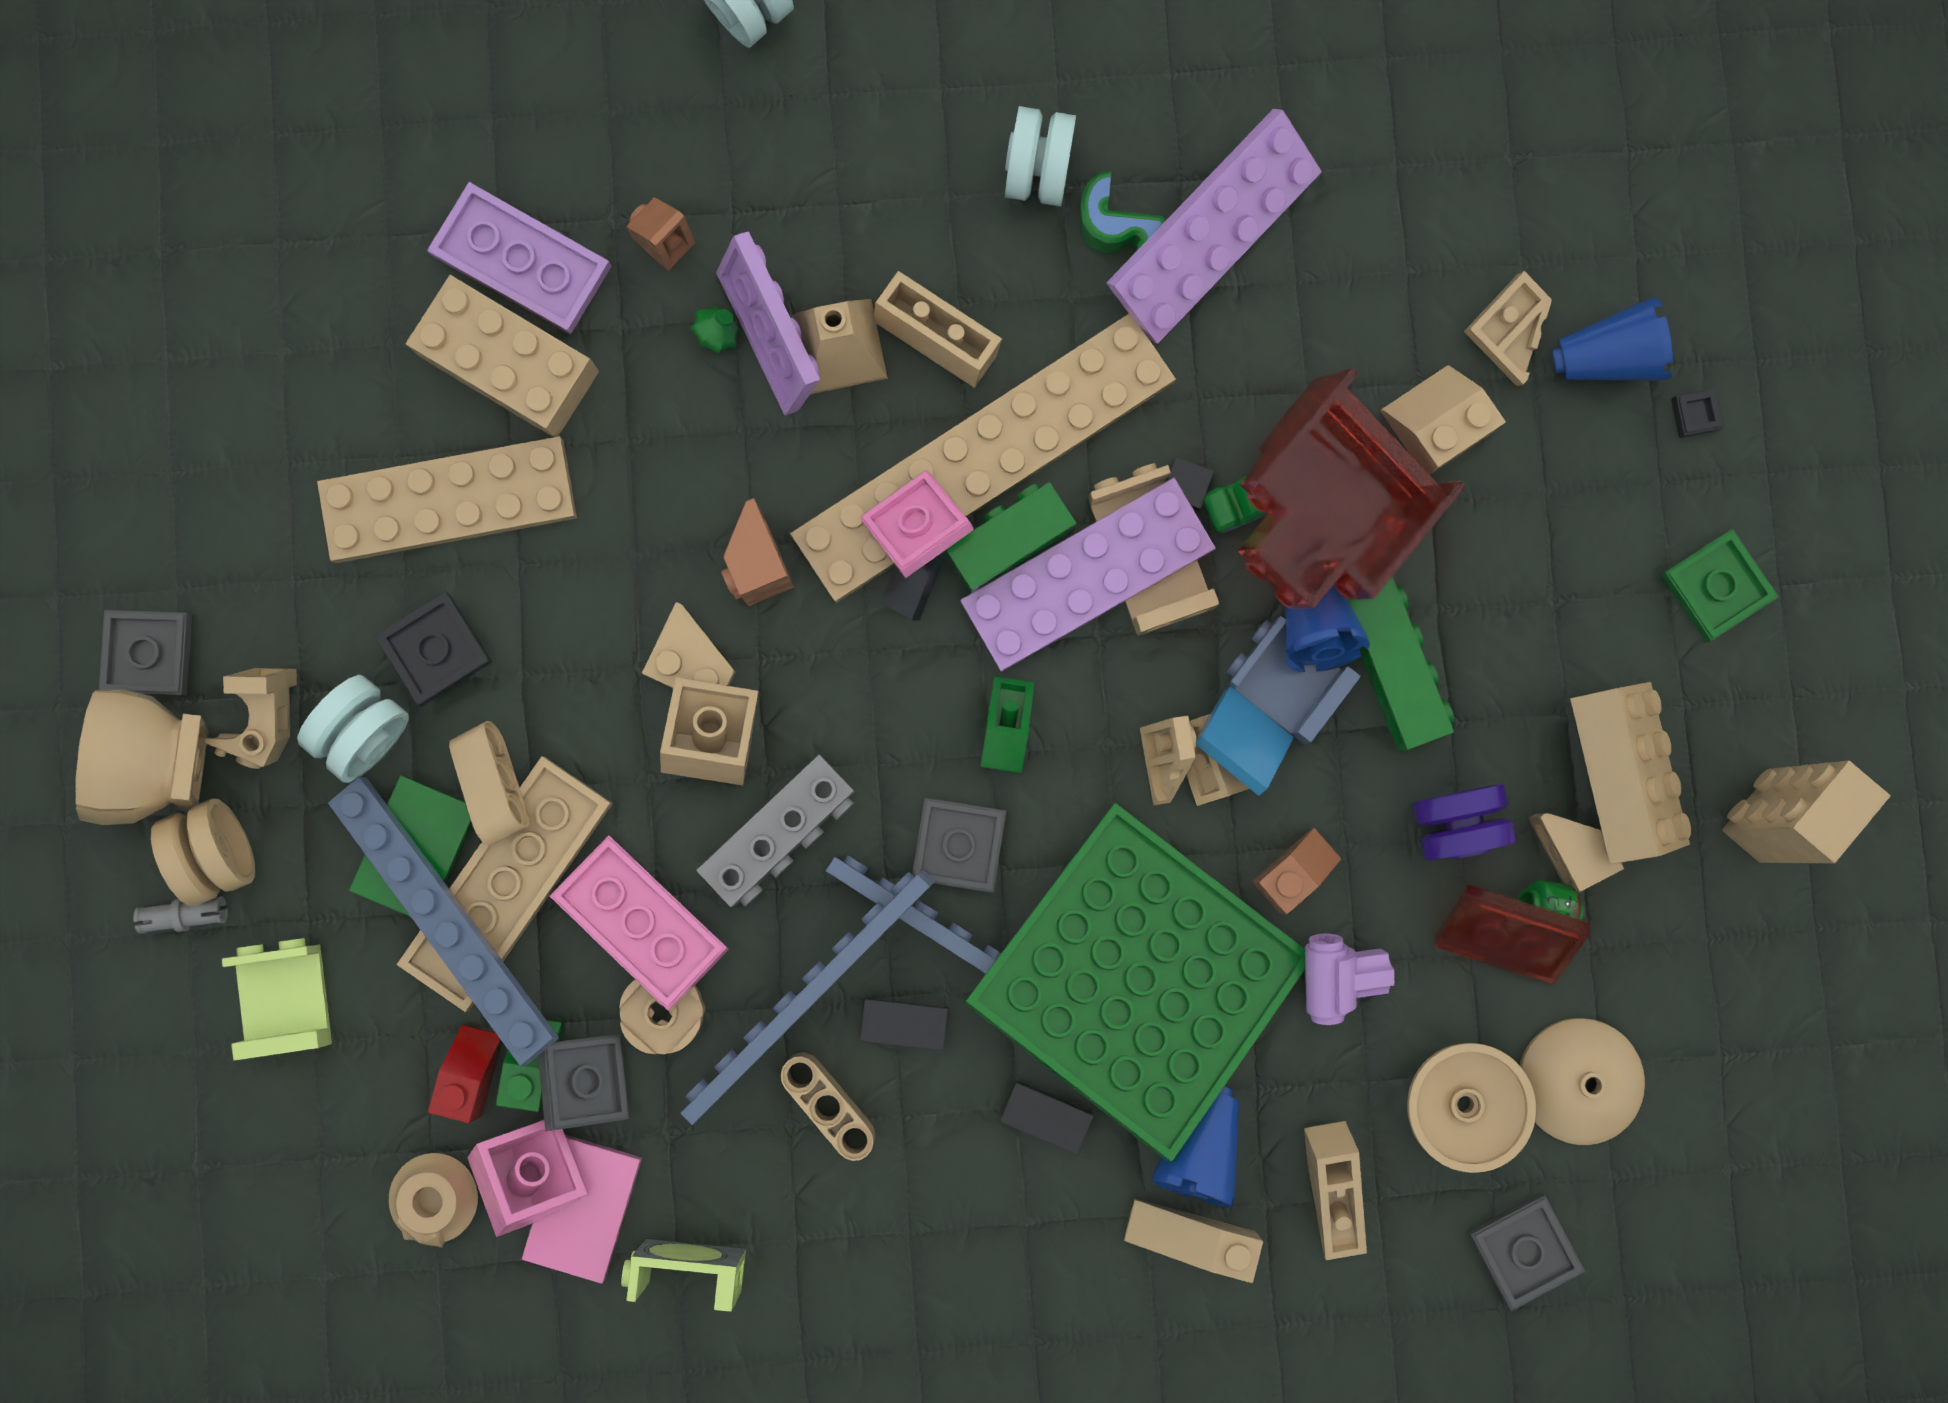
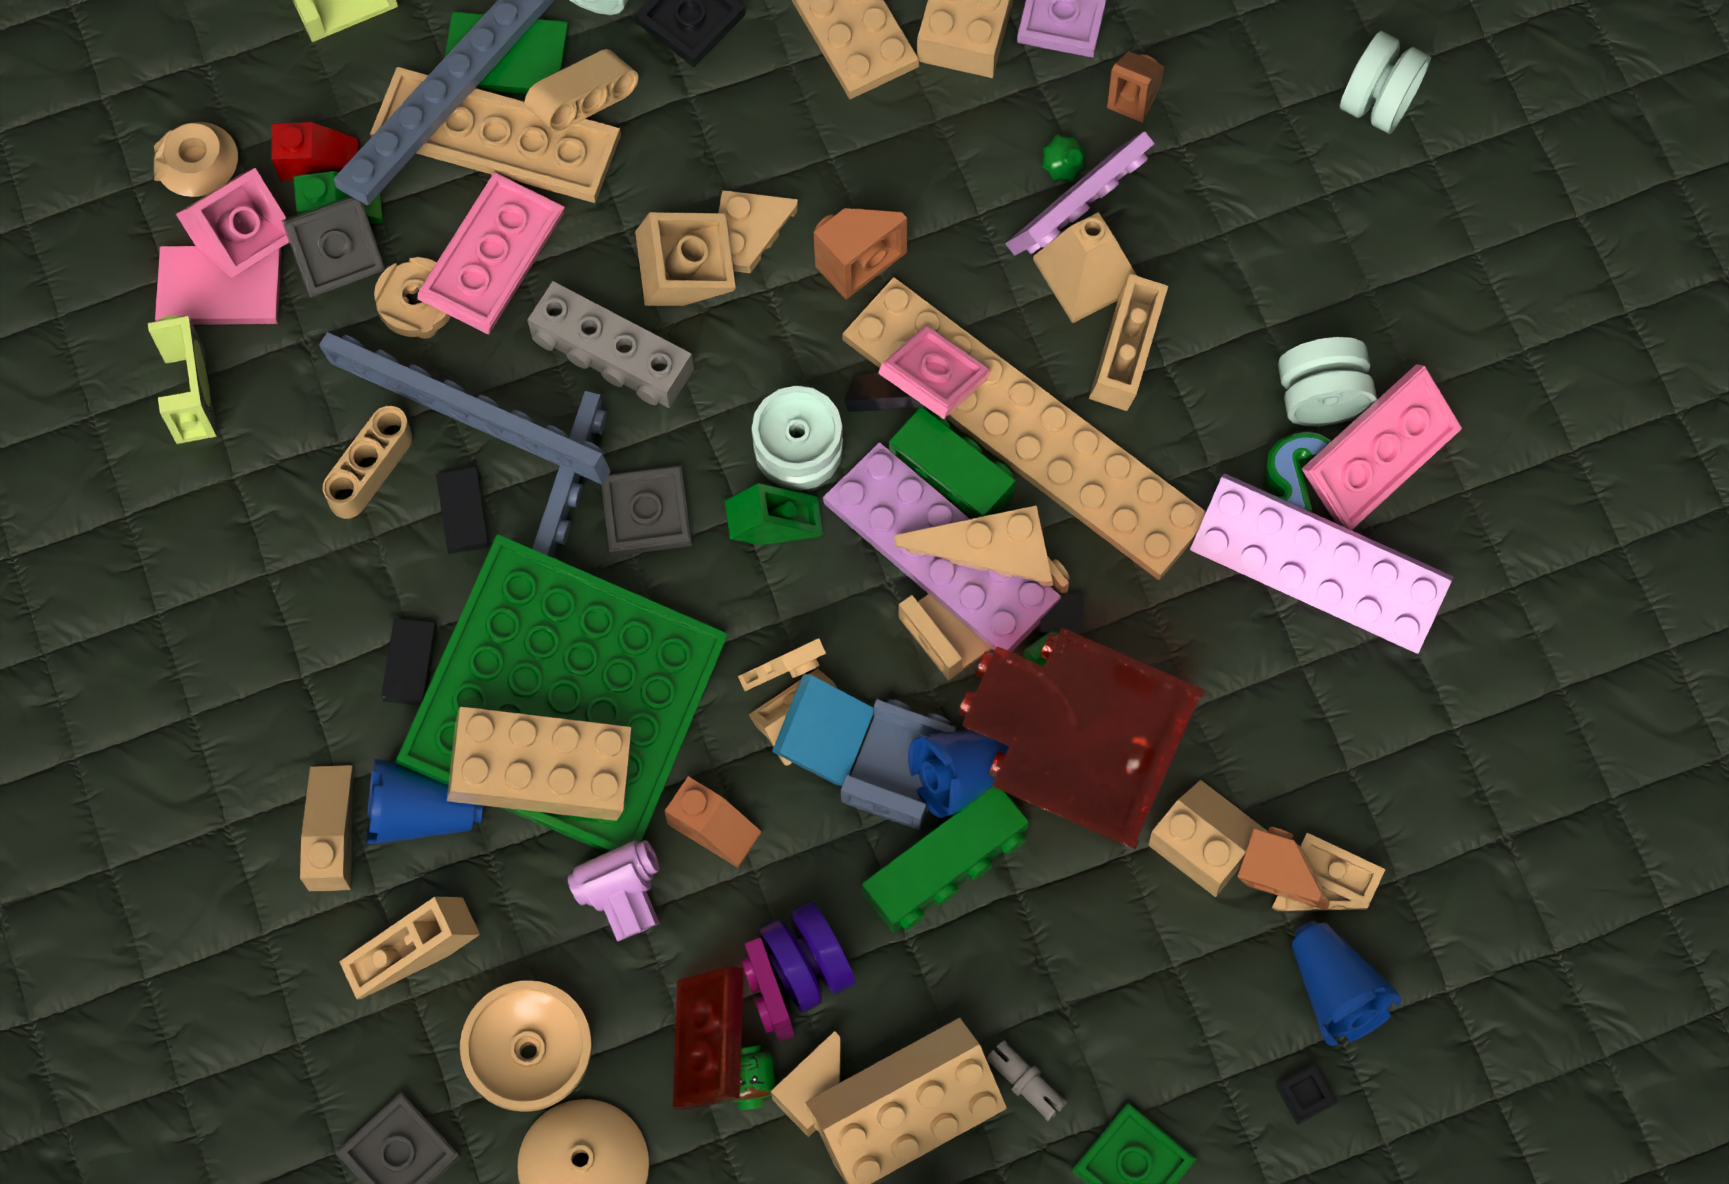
camera: 80 degrees right, 15 degrees down
(937, 651) = (797, 438): none -> light aqua wheel
(1110, 519) = (999, 542): none -> tan wing
(1118, 130) = (1382, 448): none -> bright pink tile
(1216, 1024) = (539, 763): none -> tan brick
(1498, 867) = (762, 979): none -> magenta plate
(1505, 361) = (1281, 868): none -> nougat slope
(1619, 656) = (1026, 1080): none -> light grey pin

